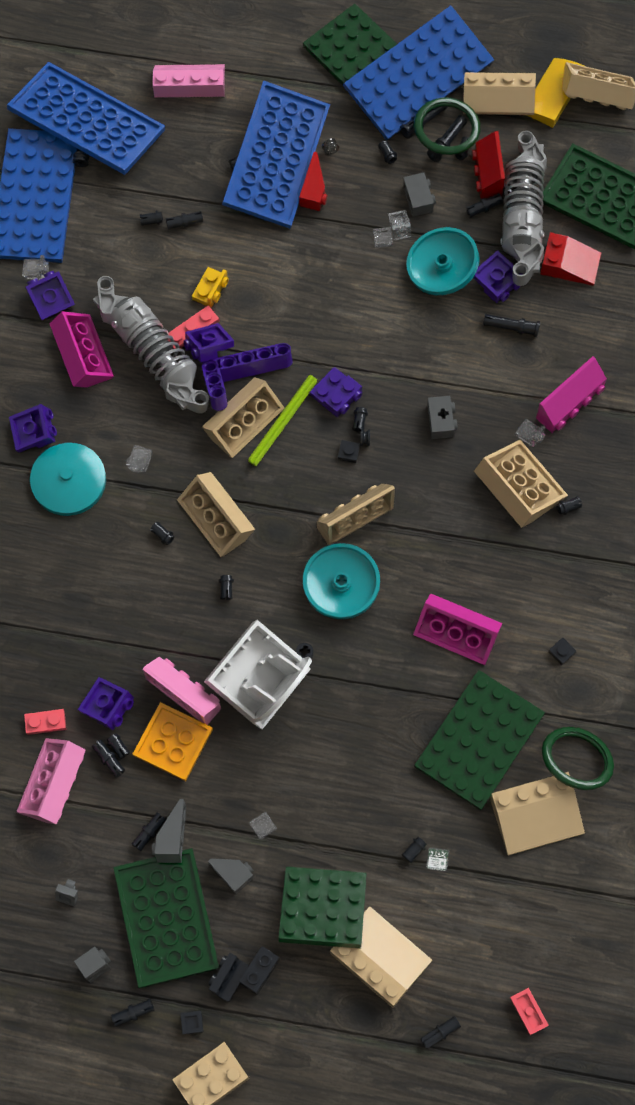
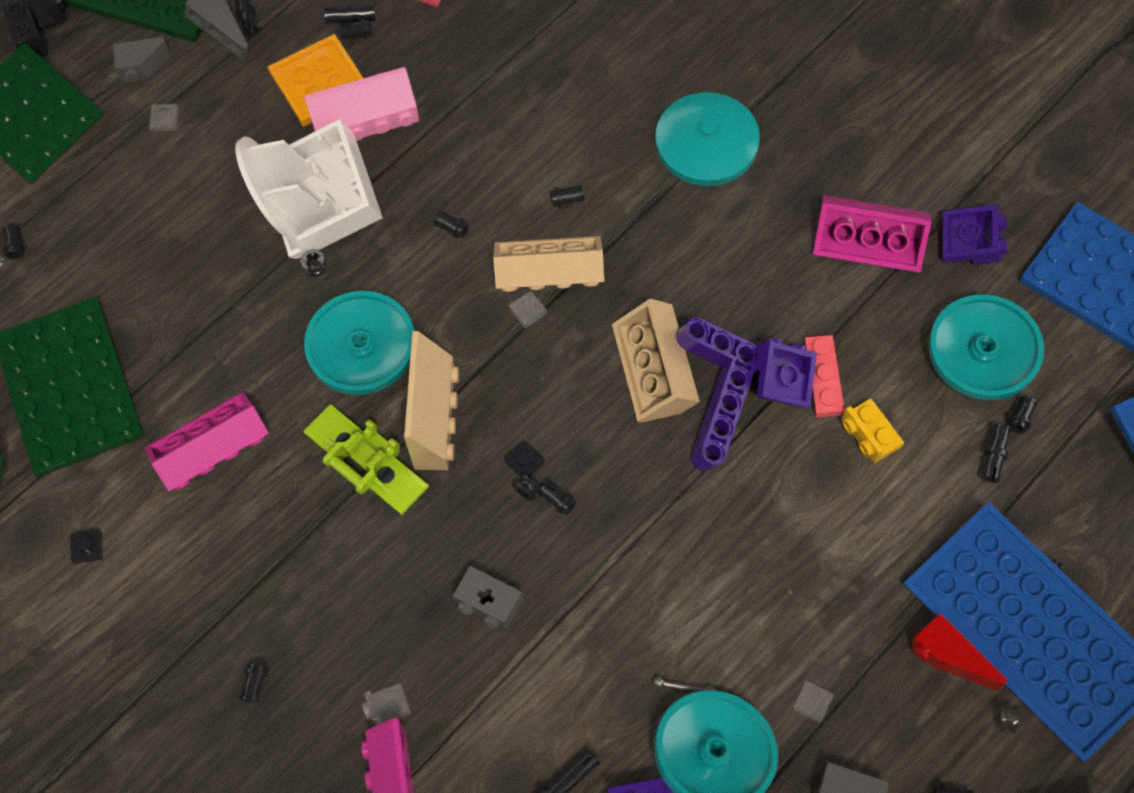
camera: 125 degrees right, 5 degrees down
(32, 428) = (795, 130): dark purple plate -> none
(35, 268) = (1026, 243): clear bracket -> none
(106, 703) = (407, 38): dark purple plate -> none
(124, 251) = (986, 347): none -> teal dish
(139, 459) = (679, 220): clear bracket -> none
(145, 334) = (849, 302): light grey piece -> none
(253, 509) = (527, 309): none -> clear tile
(282, 420) = (622, 410): lime axle -> none
(336, 392) = (615, 494): dark purple plate -> none
(400, 224) = (818, 735): clear bracket -> none
(401, 532) = (373, 453): none -> lime piece
(411, 287) = (659, 682): none -> flat silver hinge
(520, 482) = (326, 642): tan slope -> none

